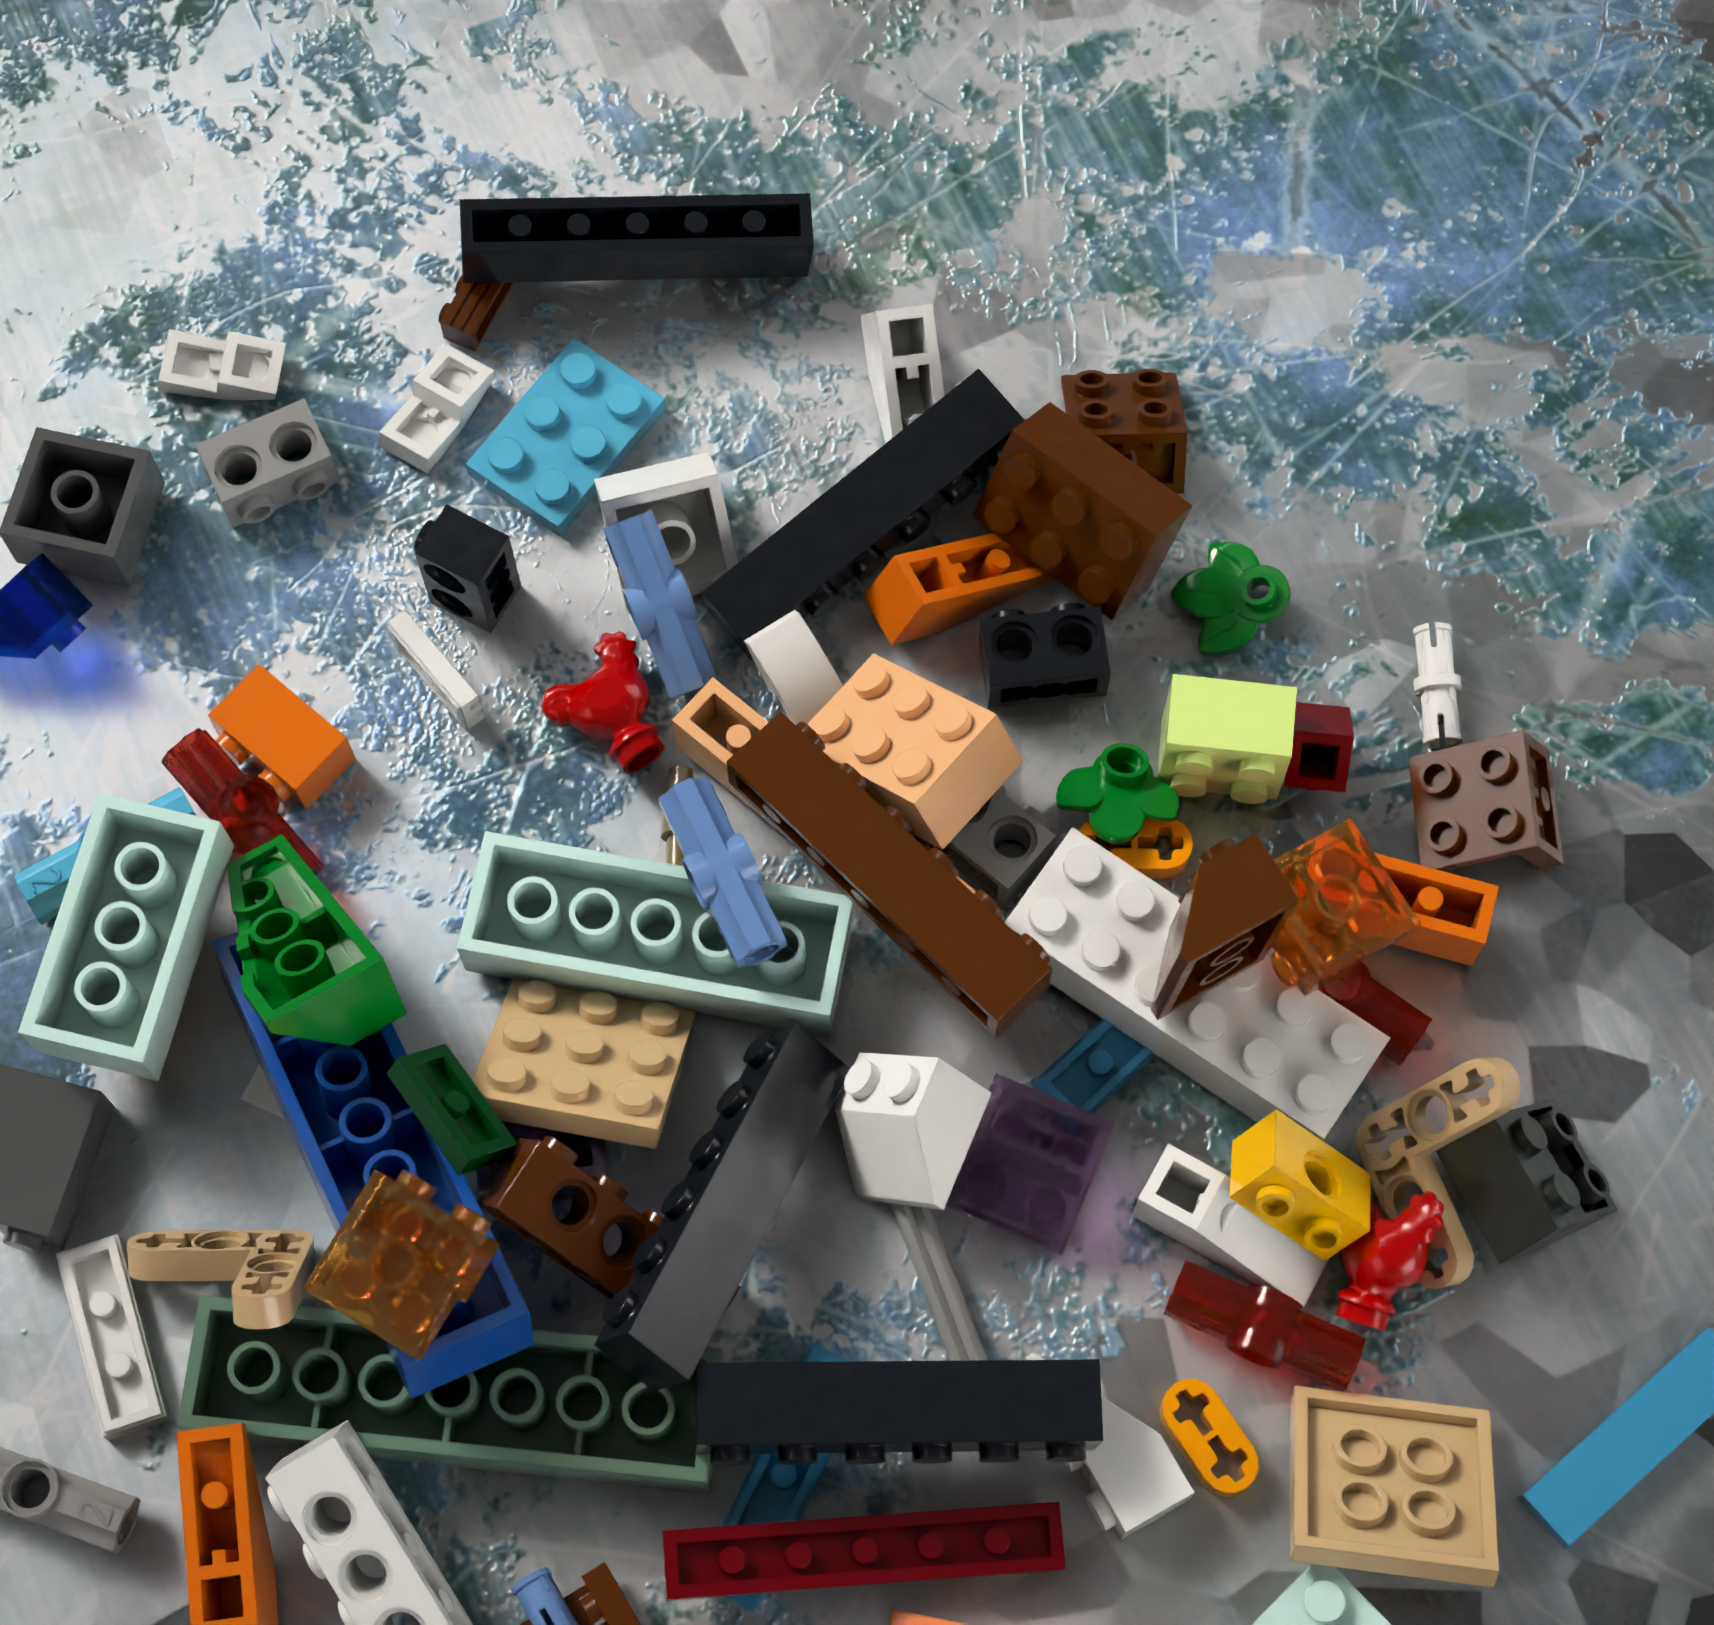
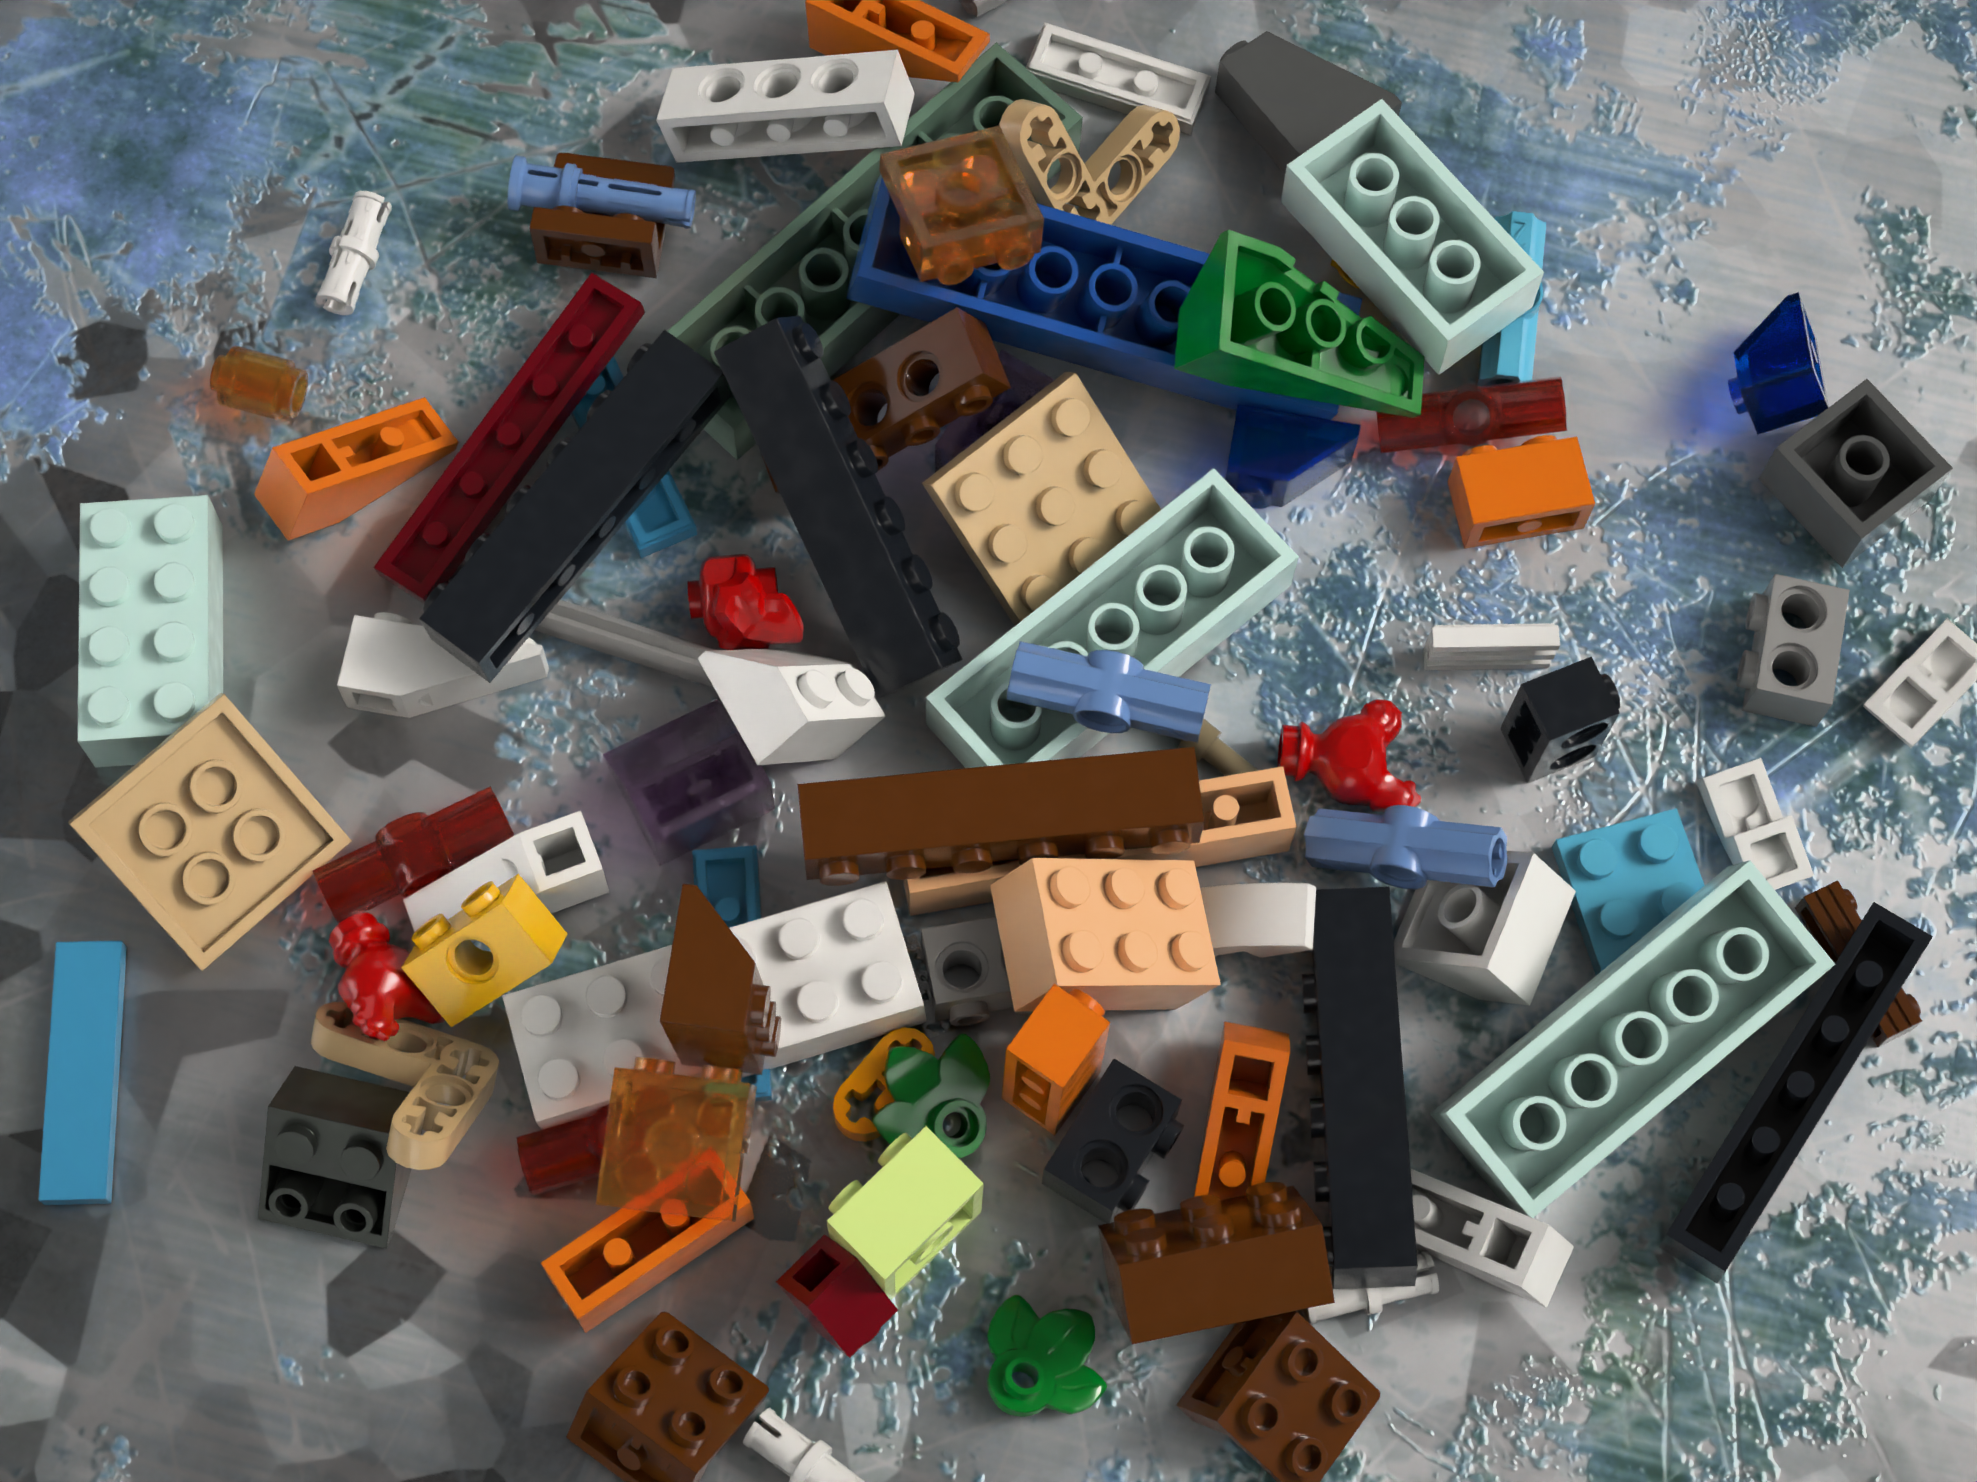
camera: 125 degrees right, 0 degrees up
(396, 928) = (1284, 454): none -> clear blue slope
(451, 1109) = (1066, 341): dark green plate -> none
(684, 357) = (1632, 1039): none -> light aqua brick
(854, 1241) = (743, 604): none -> red head
(1037, 701) = (1055, 1057): none -> orange brick
(1196, 1447) = (372, 766): light orange beam -> none

